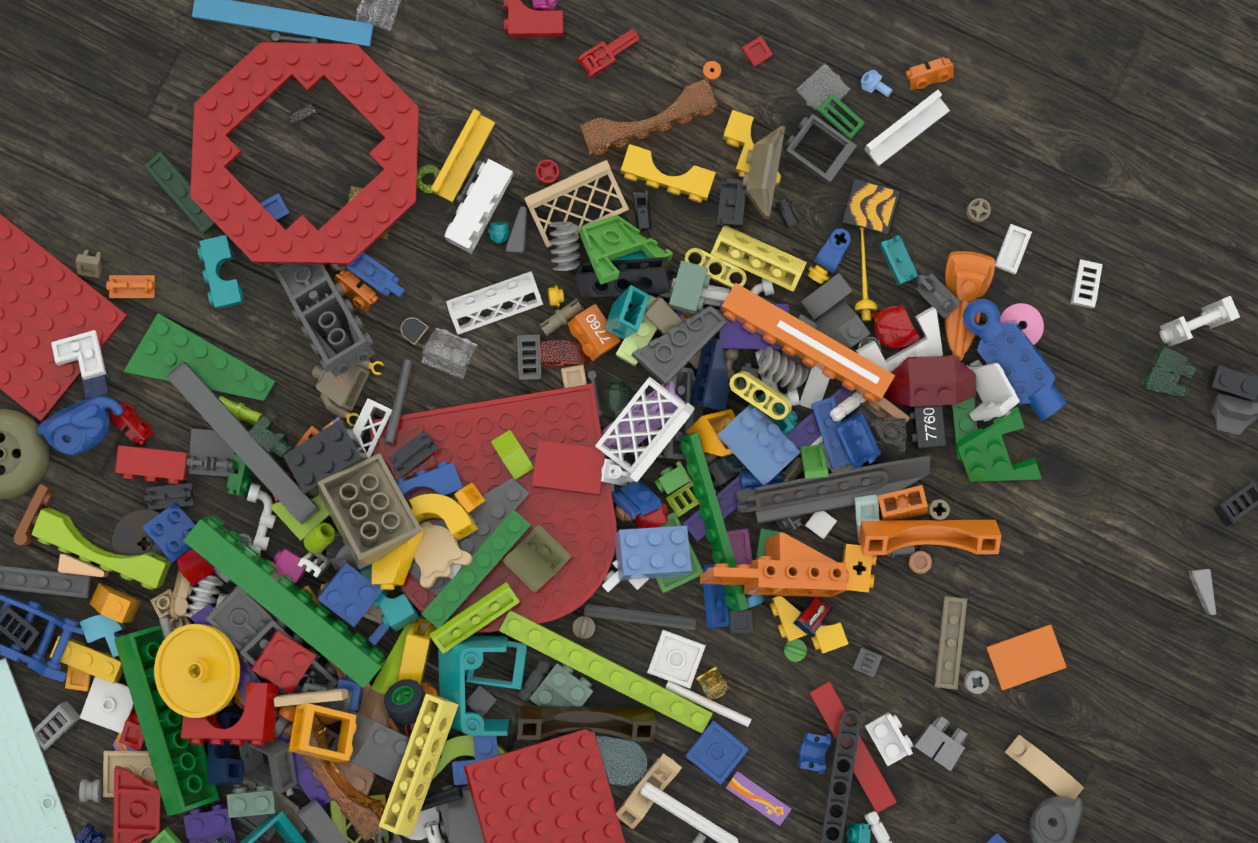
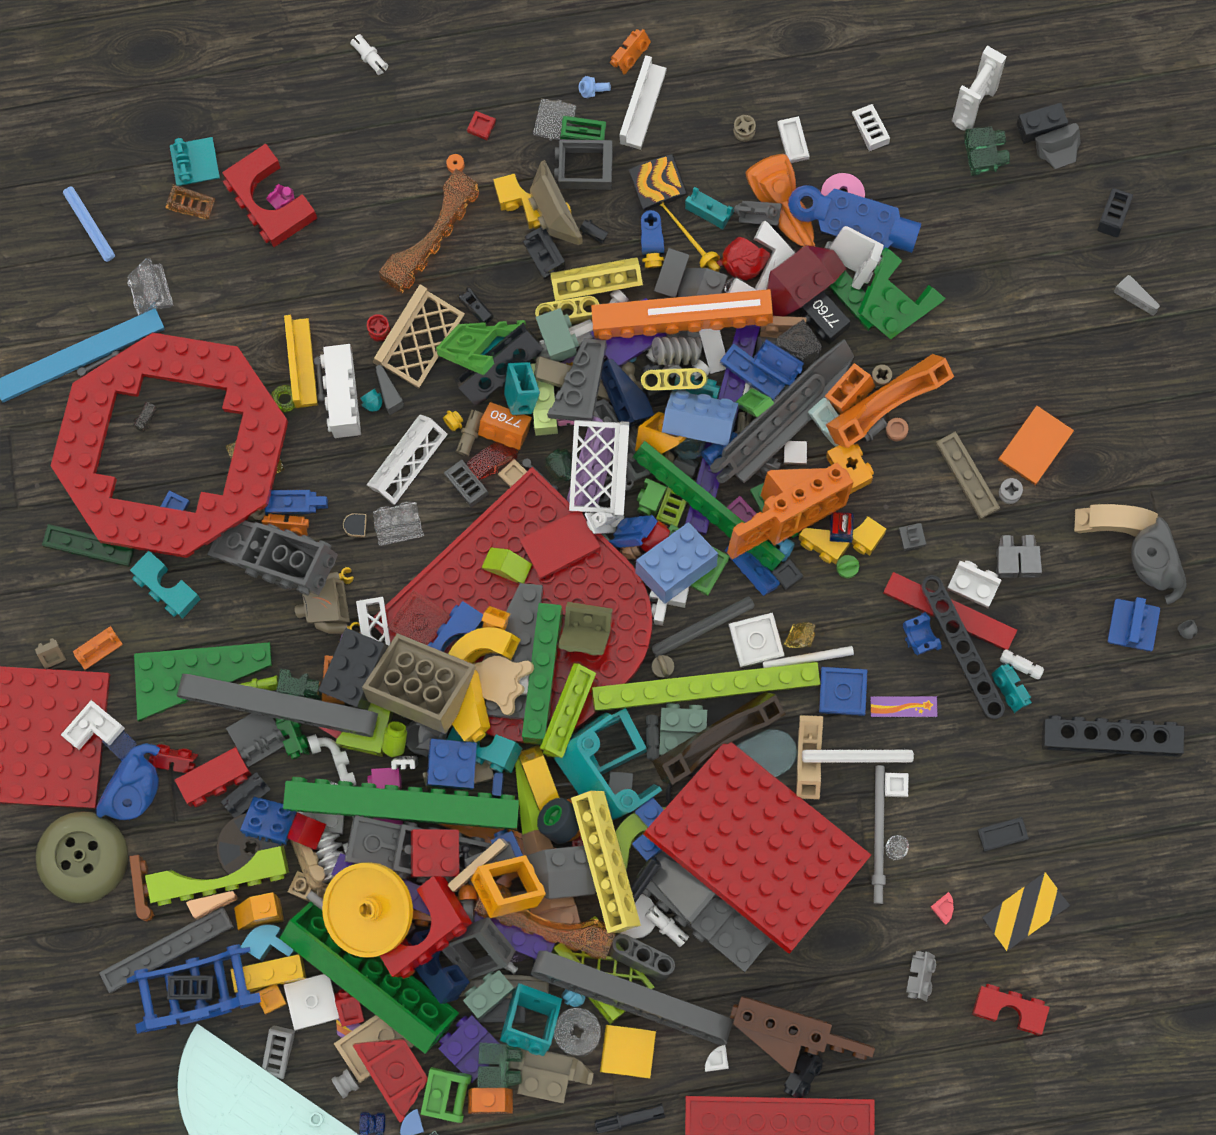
camera: 30 degrees left, 10 degrees down
(398, 402) = (385, 591): dark grey bar -> none
(413, 453) = (424, 616): black hinge -> none
(565, 245) = (433, 373): light grey piece -> none
(602, 56) = (359, 208): red connector -> none
(695, 182) = (451, 273): yellow arch -> none
(847, 406) = (750, 342): white axle -> none

